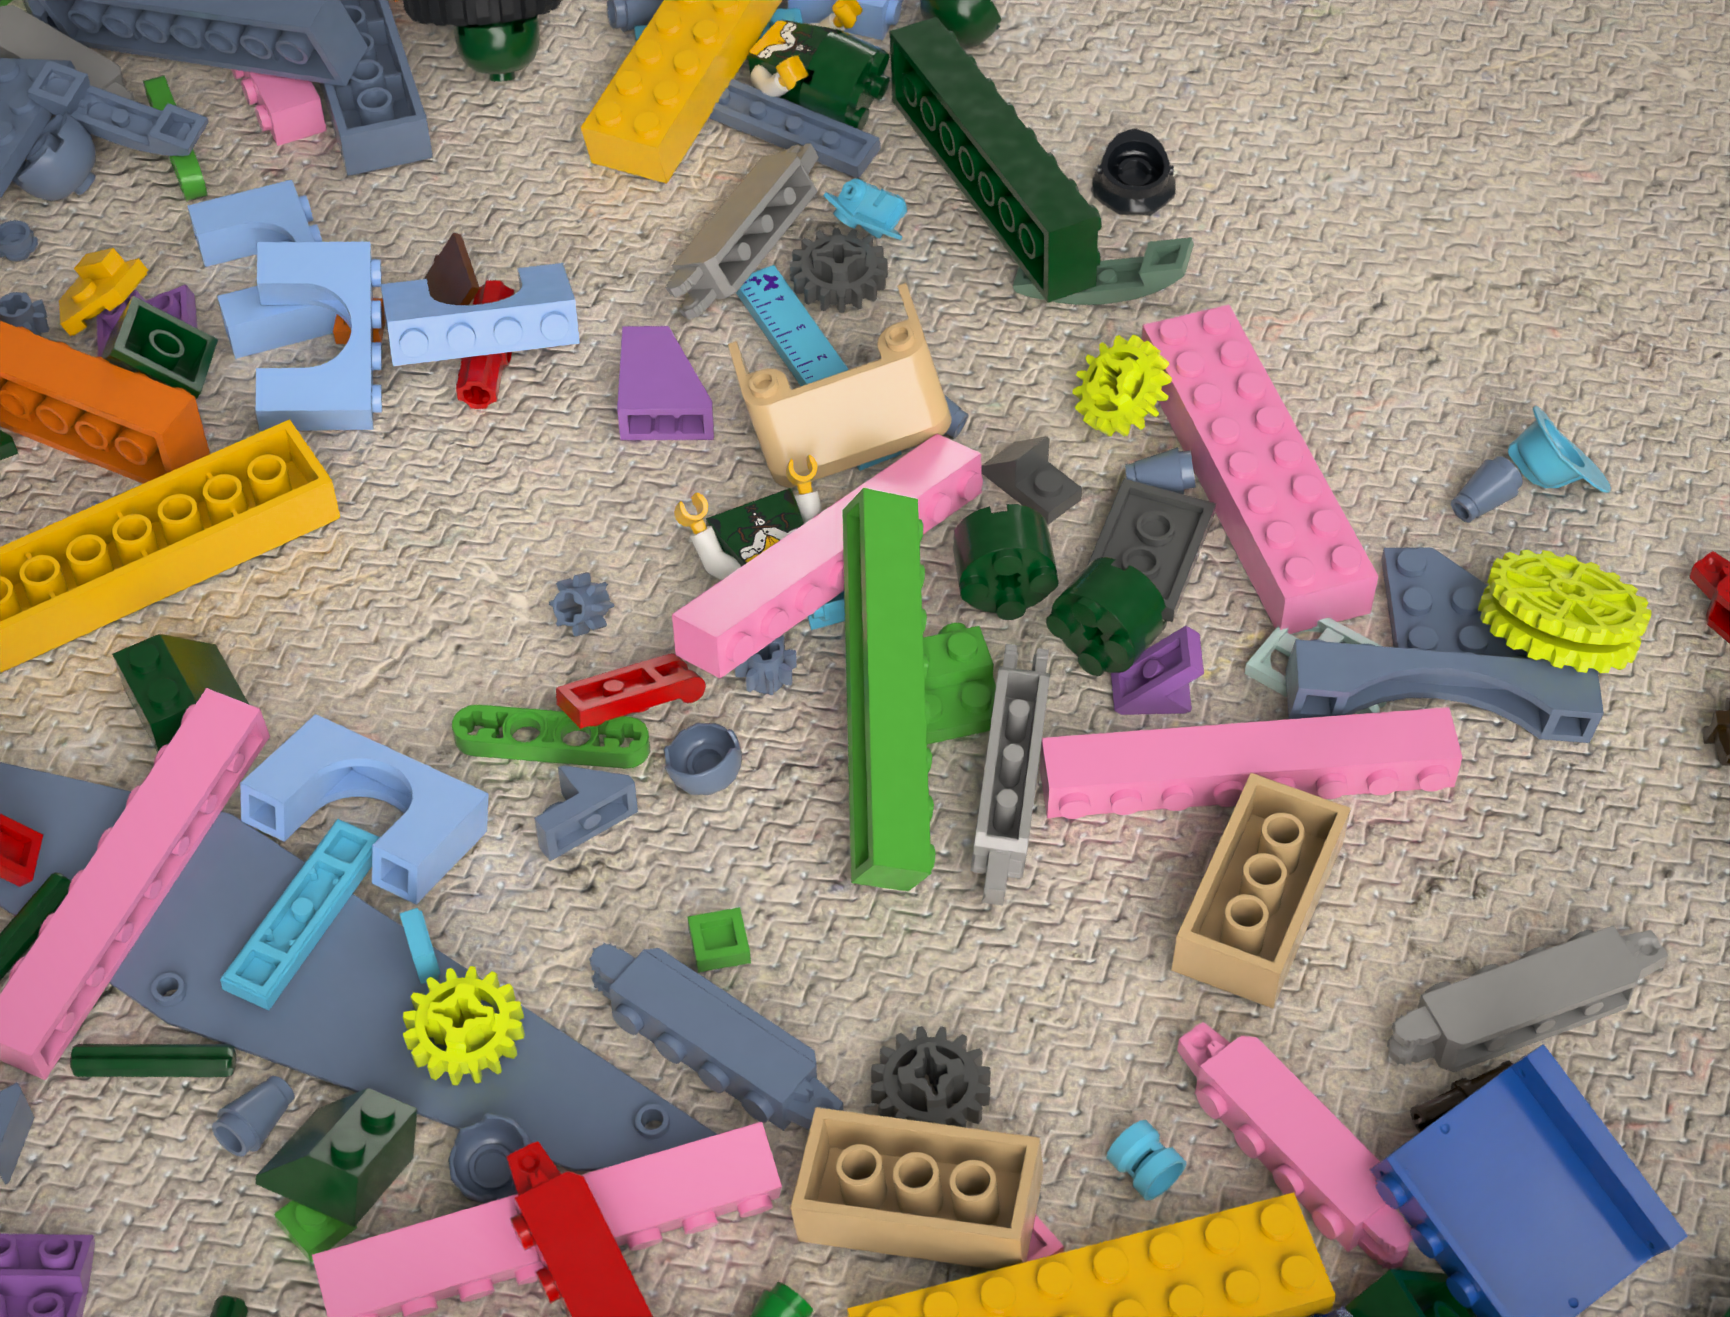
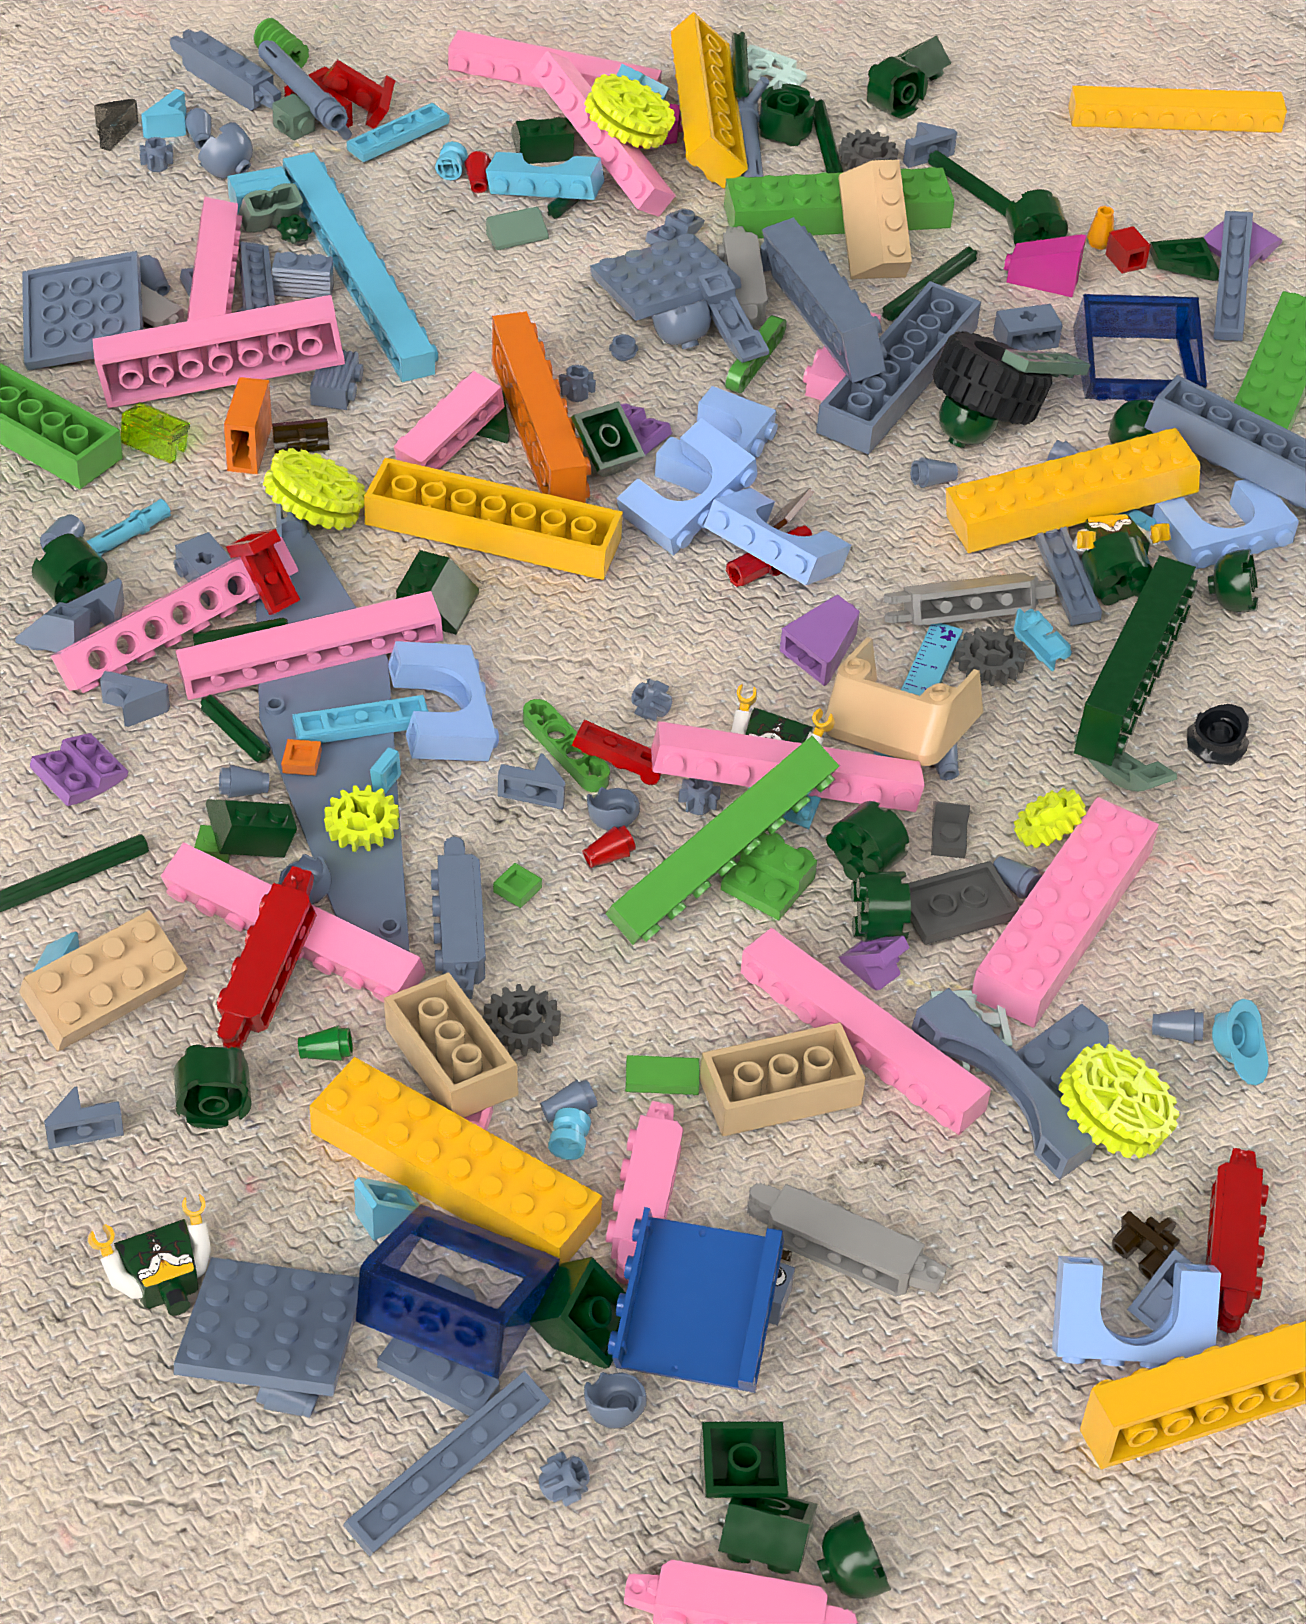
camera: 45 degrees right, 5 degrees down
(101, 285) = (634, 393): yellow plate -> none
(293, 1020) = (301, 757): none -> orange plate
(524, 126) = (931, 472): none -> sand blue cone
(754, 805) = (611, 846): none -> red cone
(1010, 773) = (735, 926): light grey hinge -> none
(1097, 1121) = (575, 1095): none -> sand blue cone
(1132, 1002) = (662, 1075): none -> bright green tile

